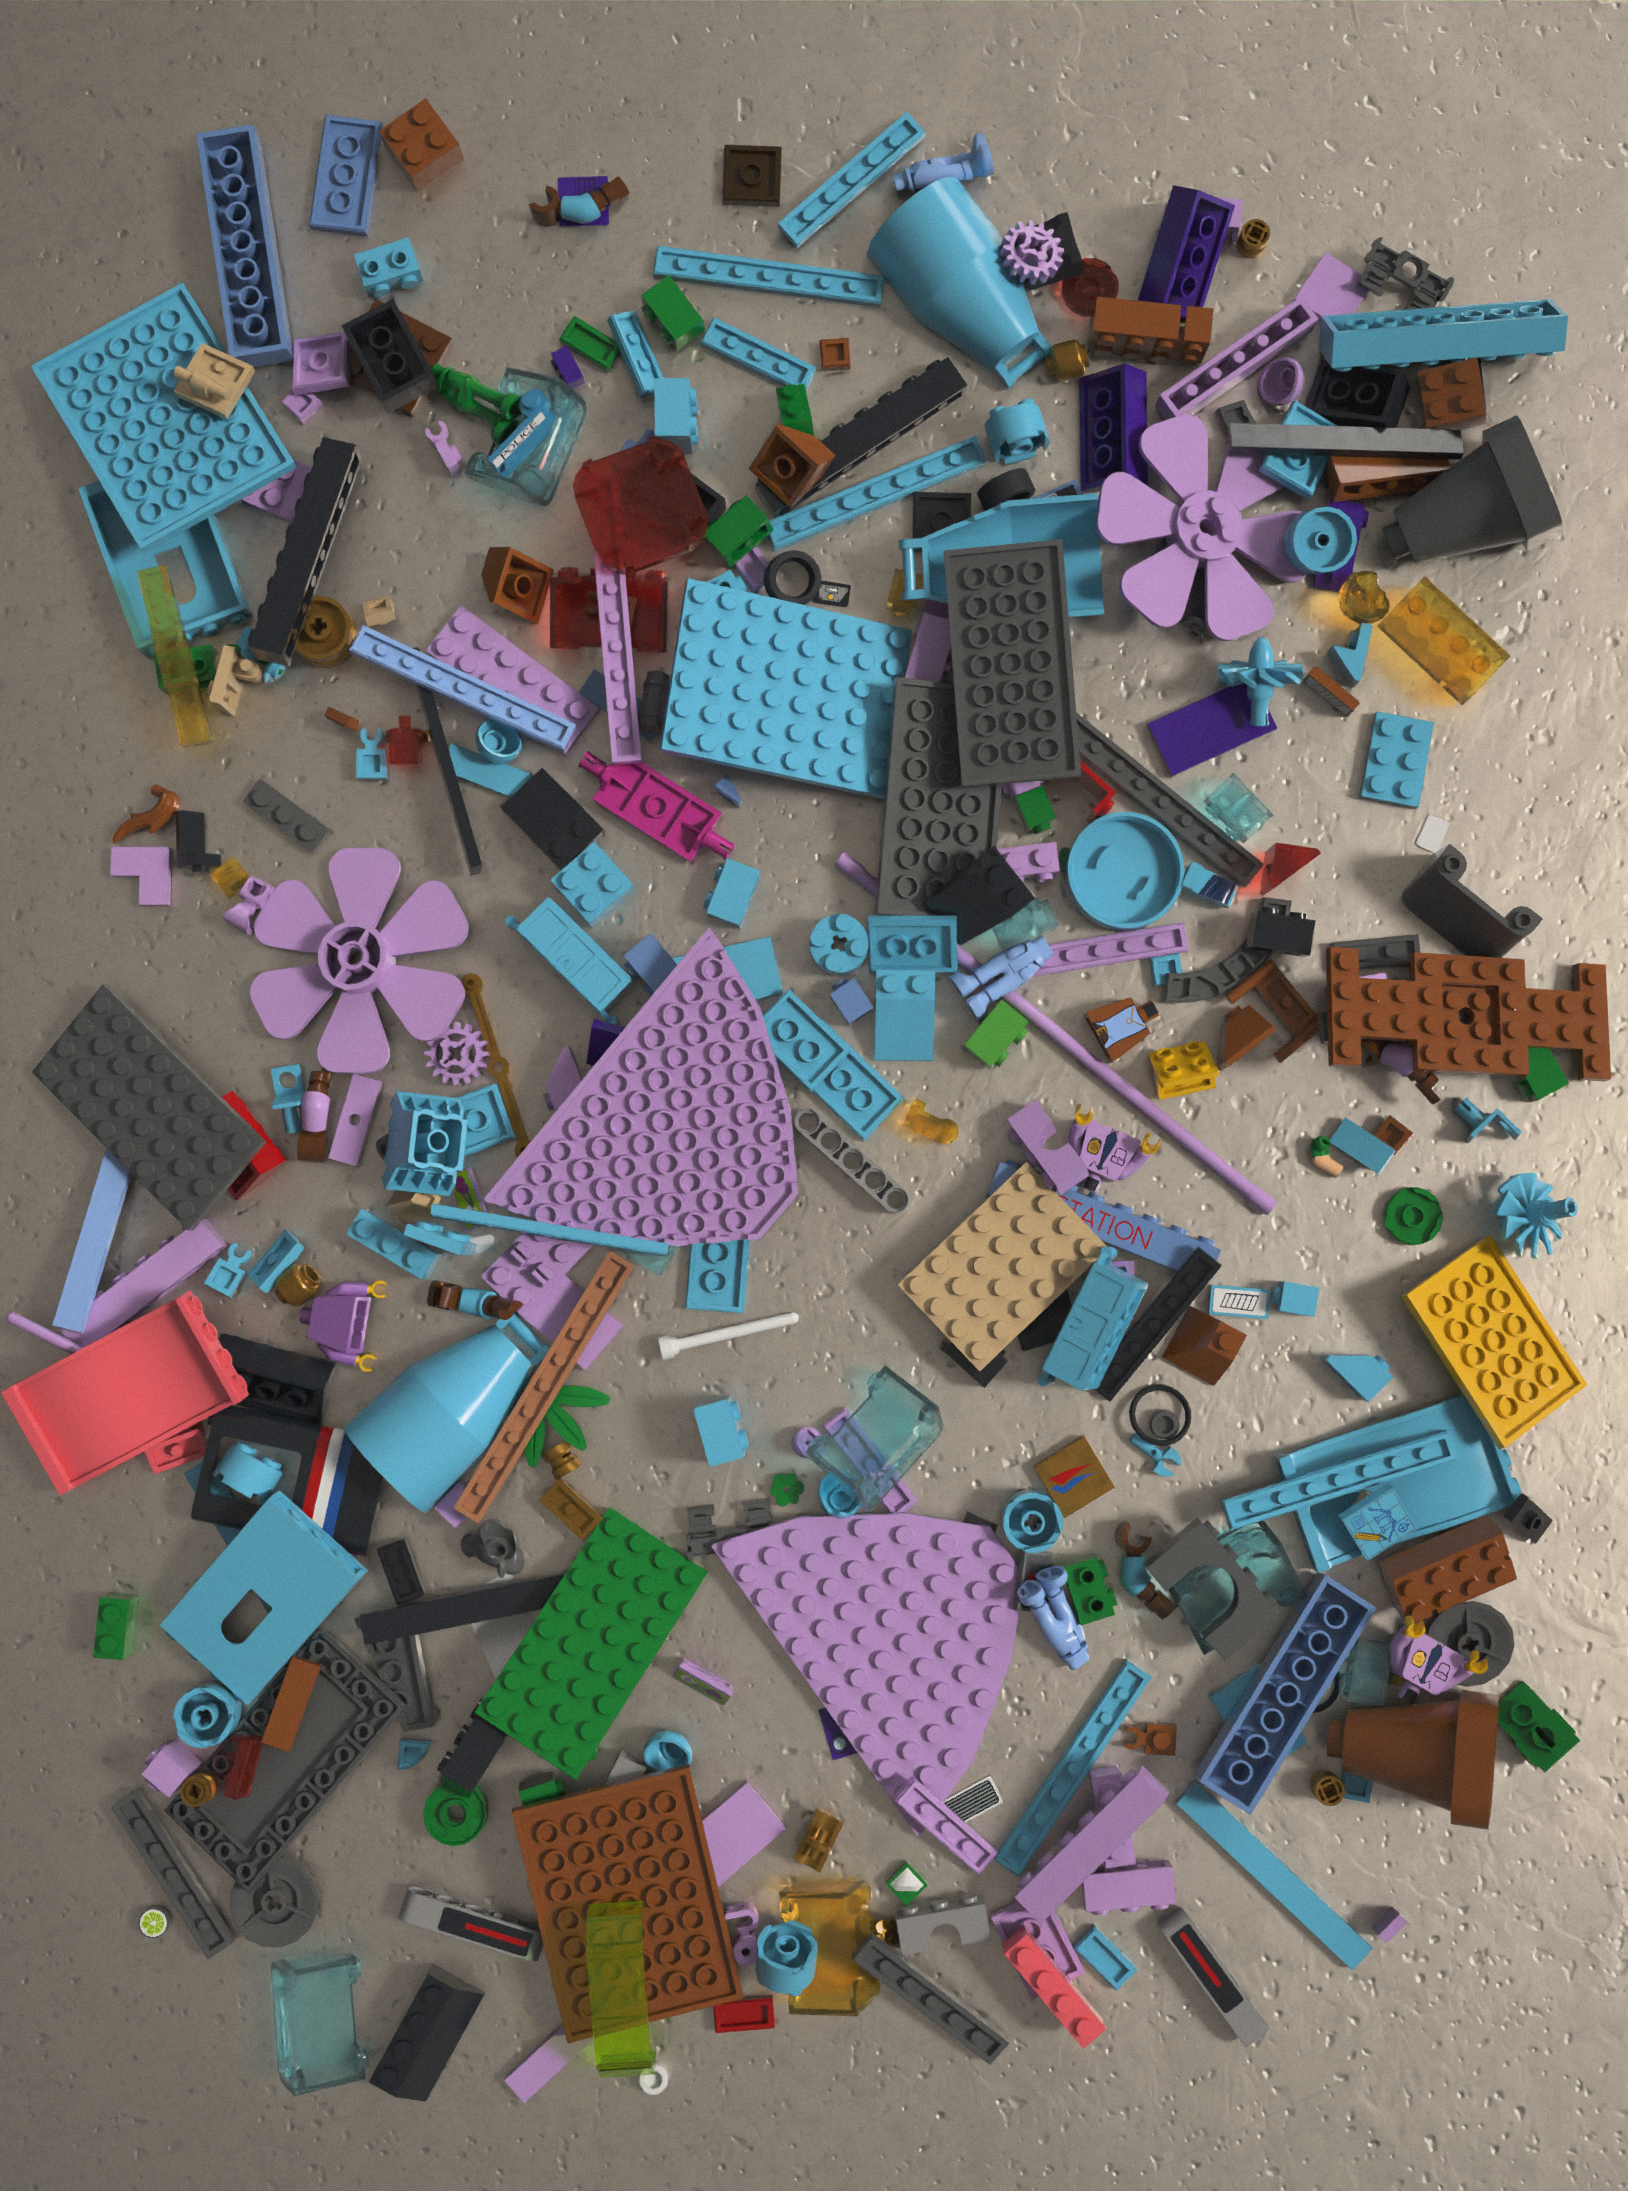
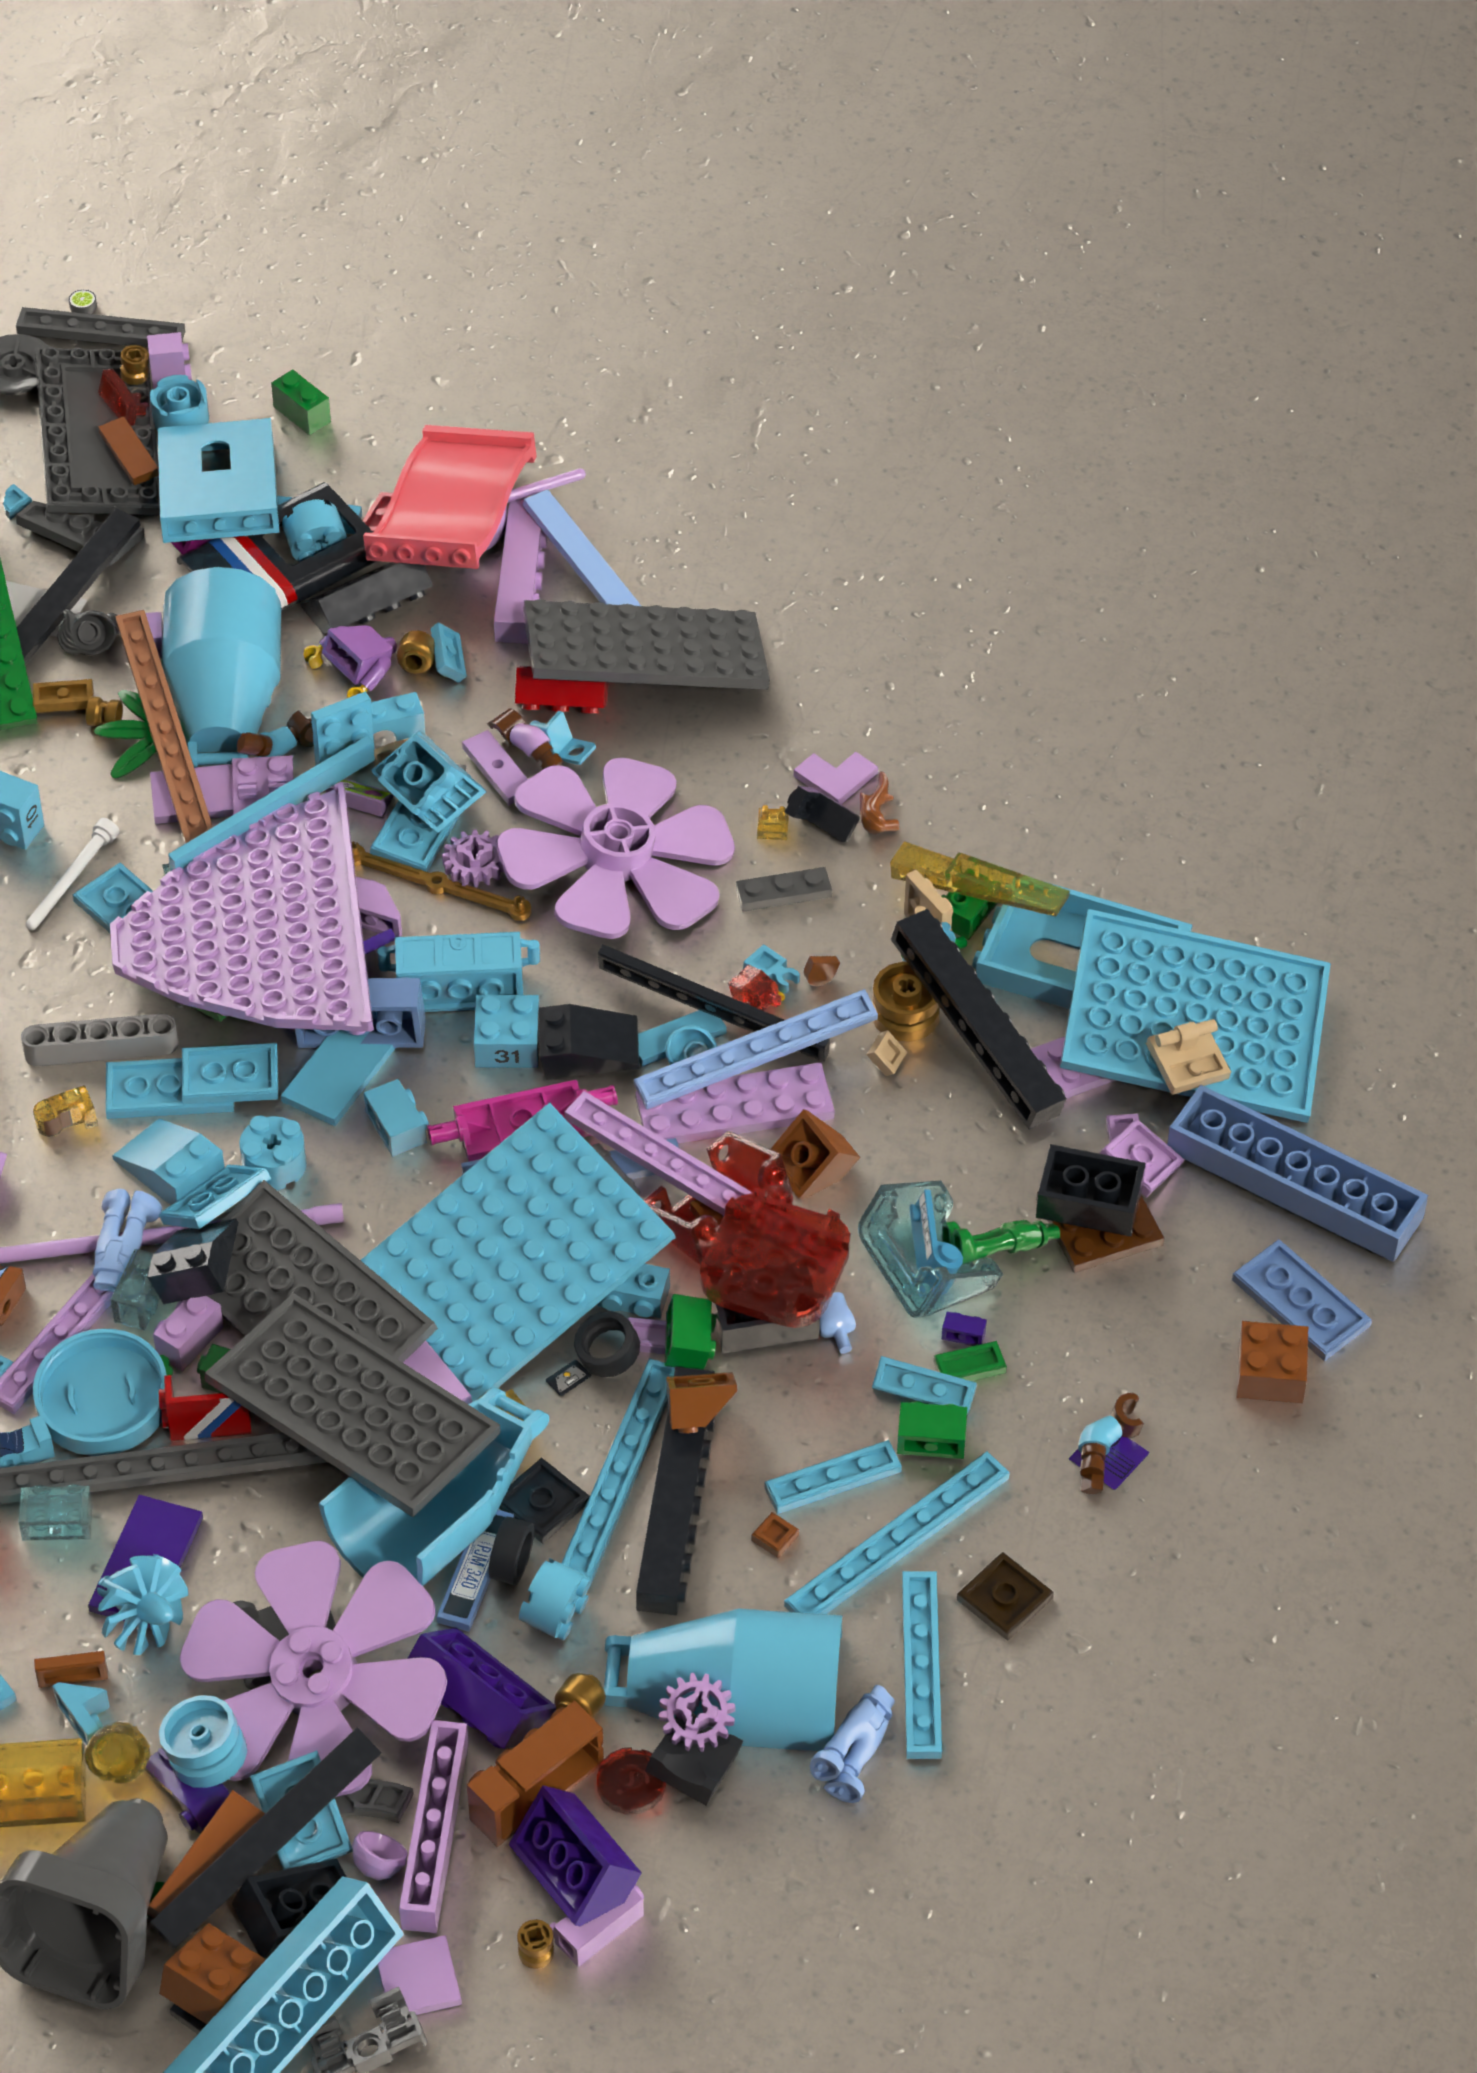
camera: 130 degrees right, 35 degrees down
(227, 1276) = (474, 621): medium azure plate -> none
(254, 895) = (739, 821): lavender leg -> none
(388, 268) = (1181, 1263): medium azure brick -> none
(401, 1571) = (142, 575): black plate -> none
(448, 454) = (975, 1189): lavender plate -> none
(674, 411) = (835, 1356): medium azure brick -> none
(794, 408) = (741, 1441): green brick -> none
(850, 1000) = (222, 1128): medium blue brick -> none
(996, 1034) = (79, 1201): bright green brick -> none

